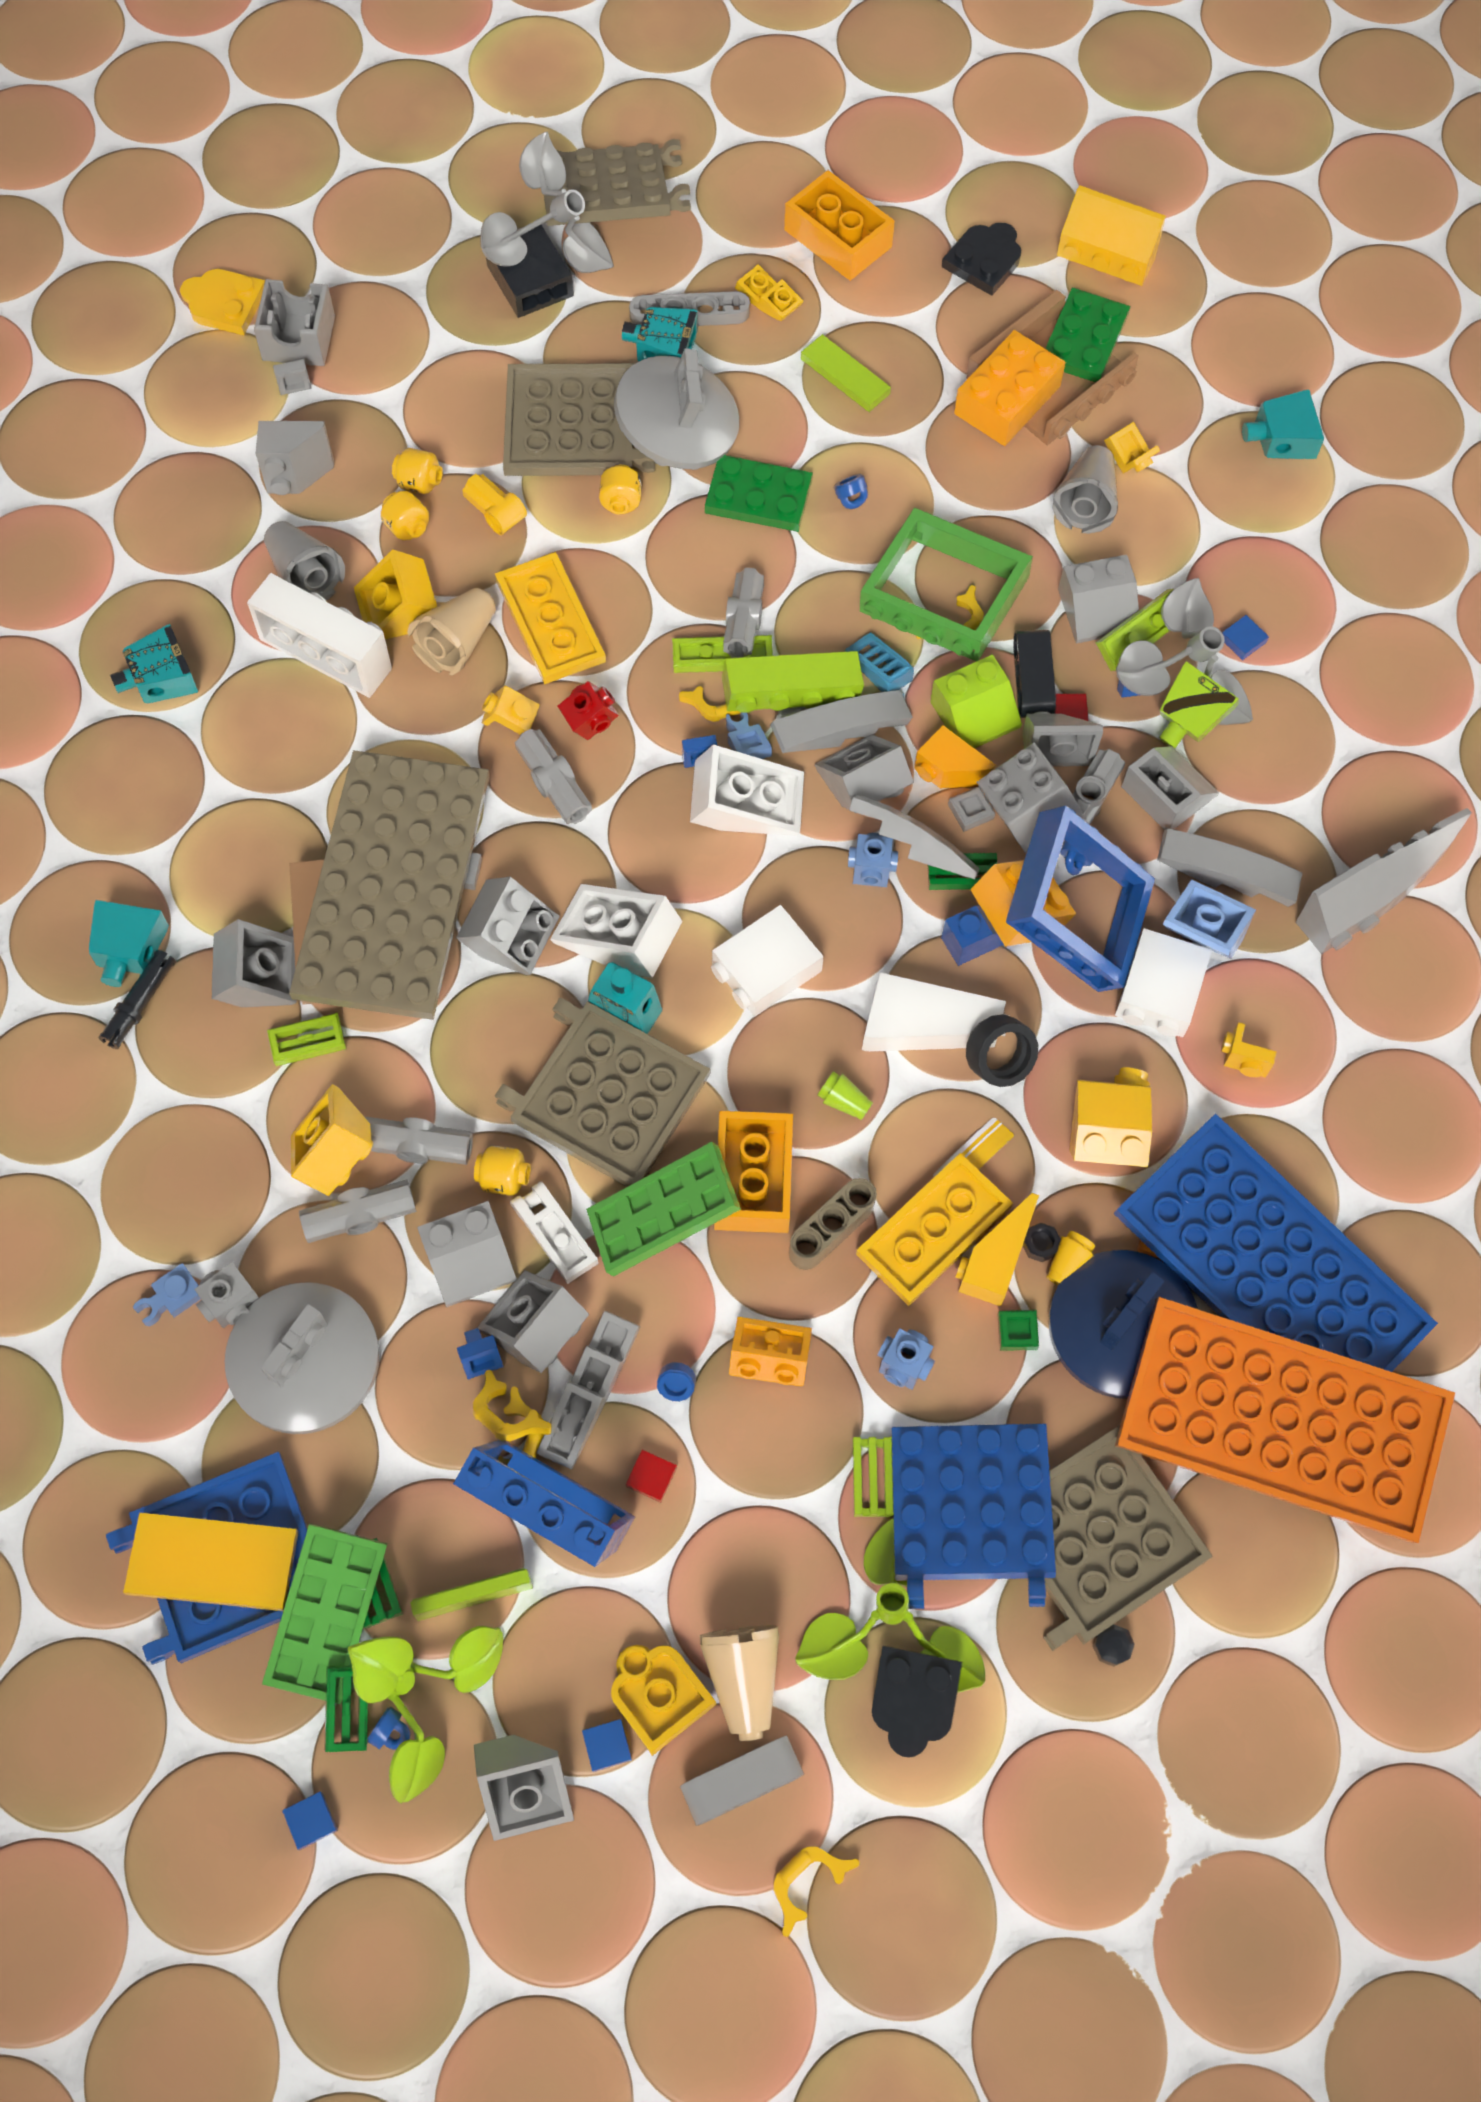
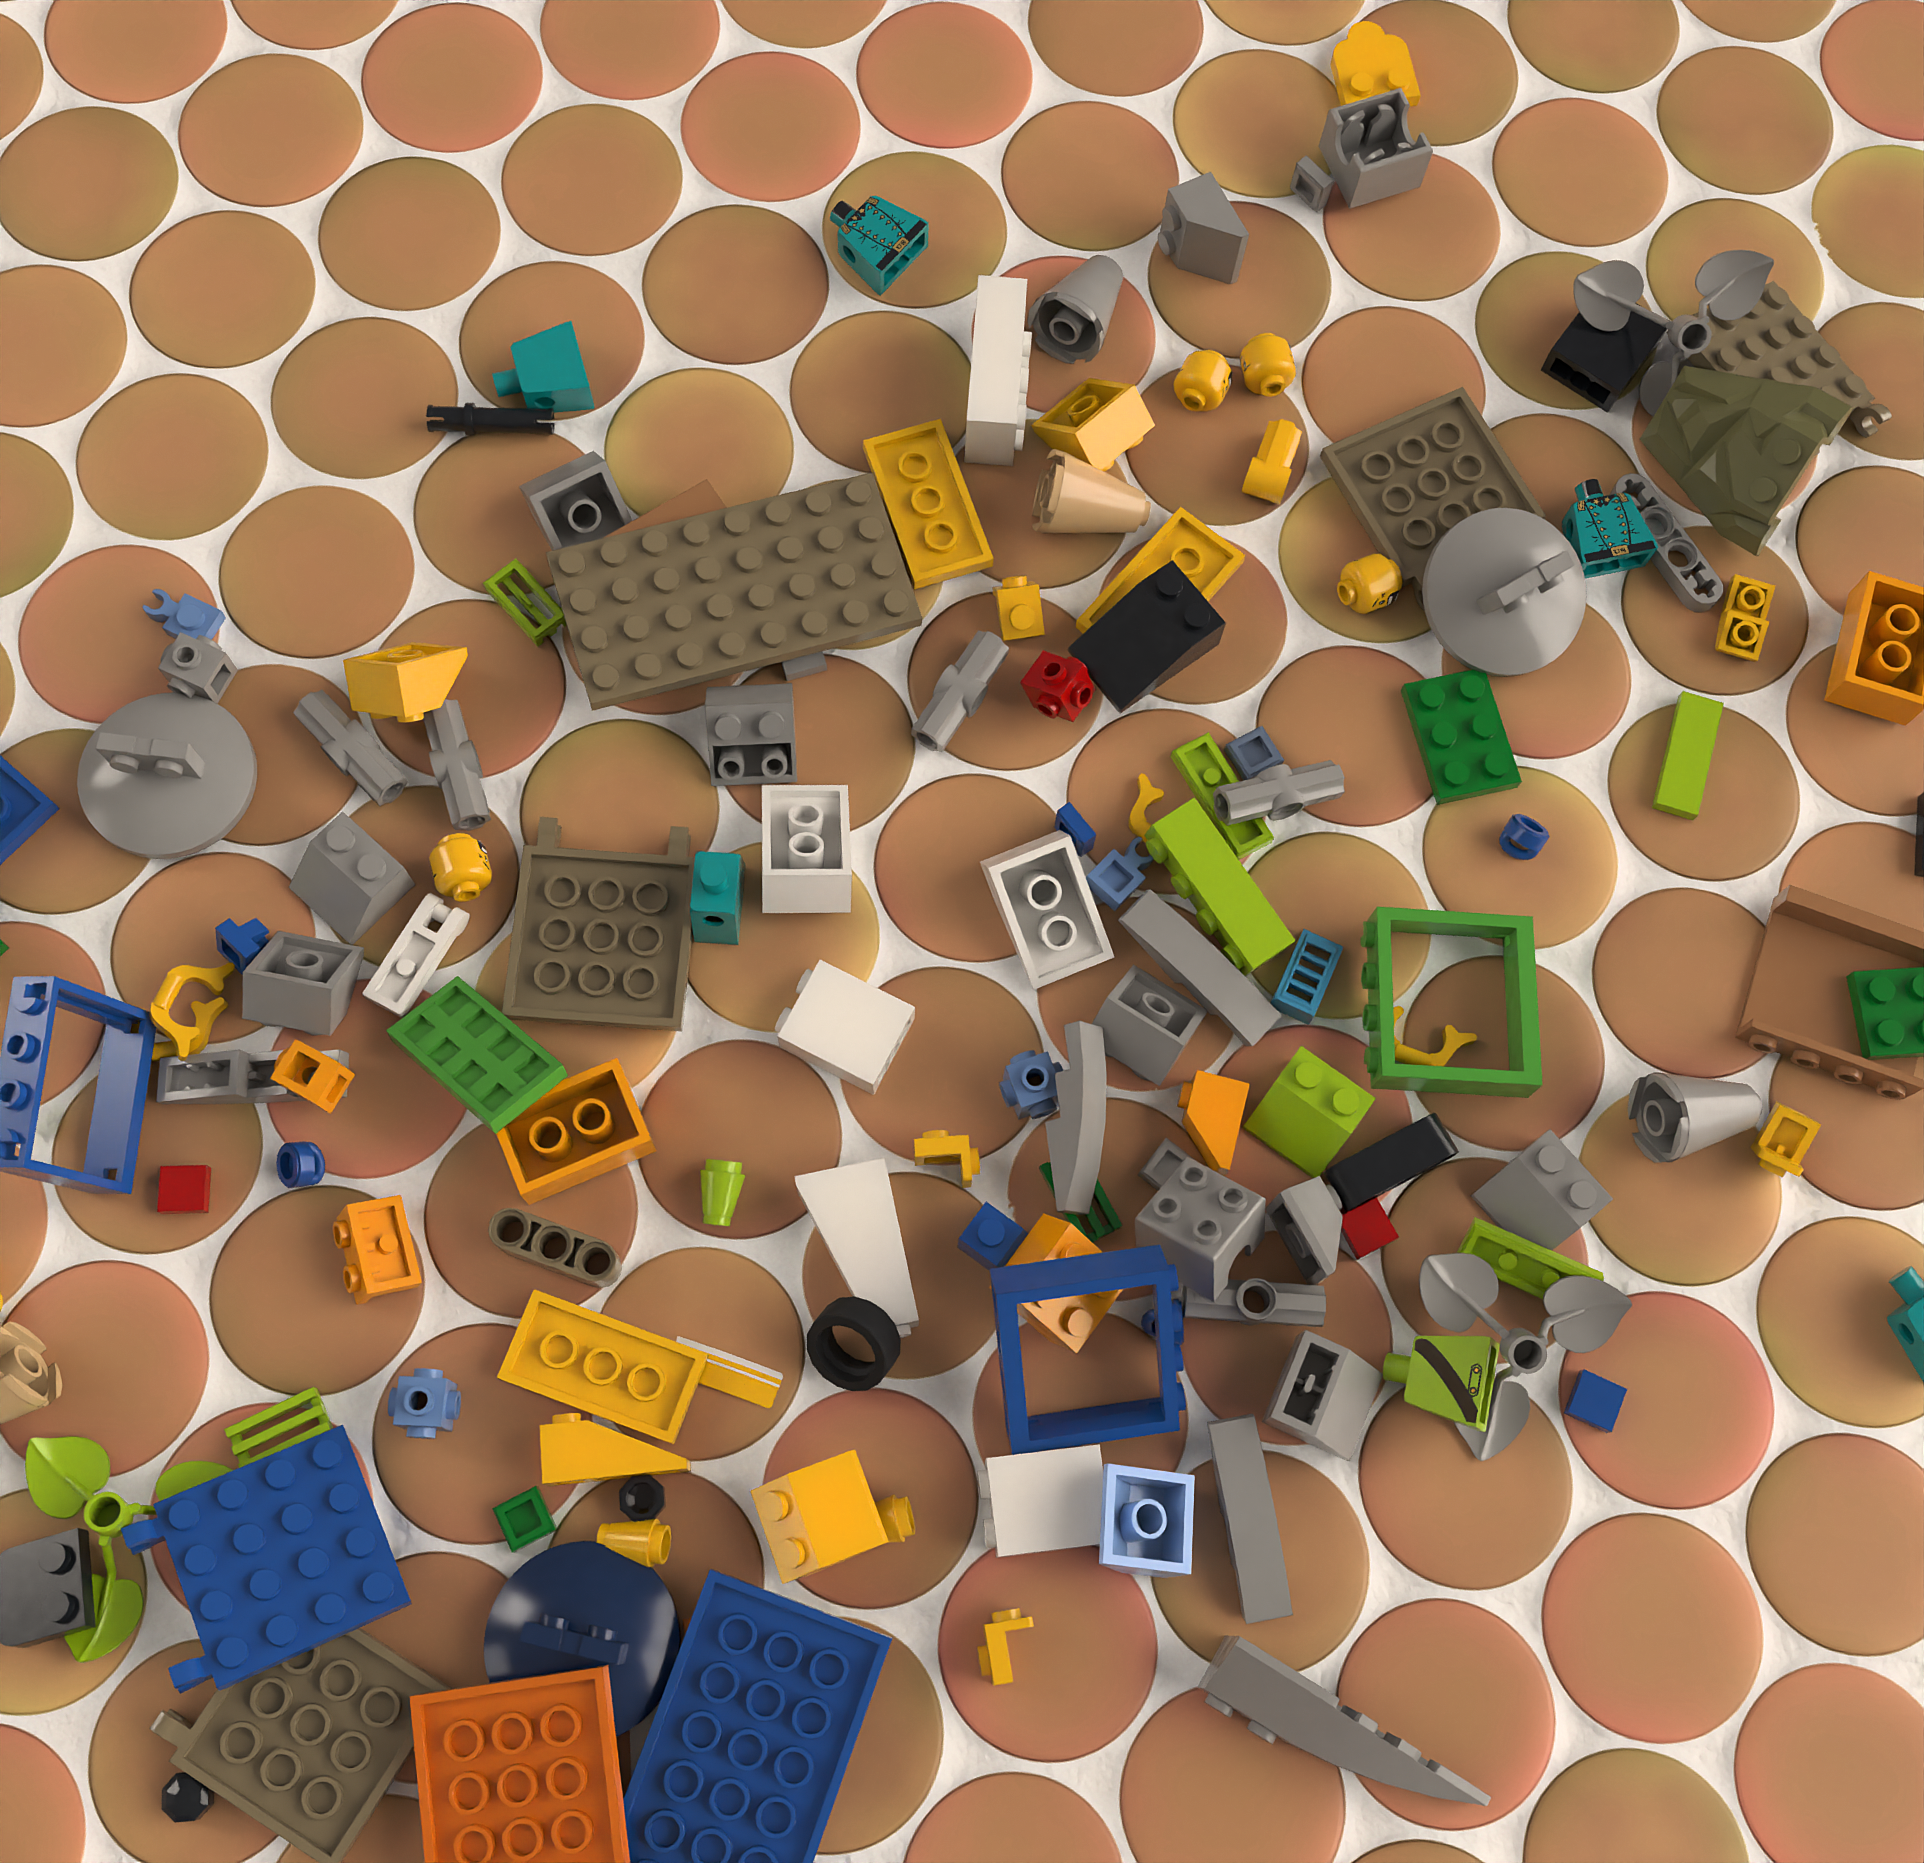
camera: 60 degrees right, 5 degrees up
(391, 728) = (928, 503): none -> yellow plate
(587, 633) = (1148, 637): none -> black slope
(620, 1318) = (326, 1084): none -> light orange brick
(656, 226) = (1741, 445): none -> olive wedge
(703, 620) = (1253, 753): none -> sand blue tile
(897, 926) = (940, 1148): none -> yellow bracket
(1009, 387) = (1779, 952): light orange brick -> none

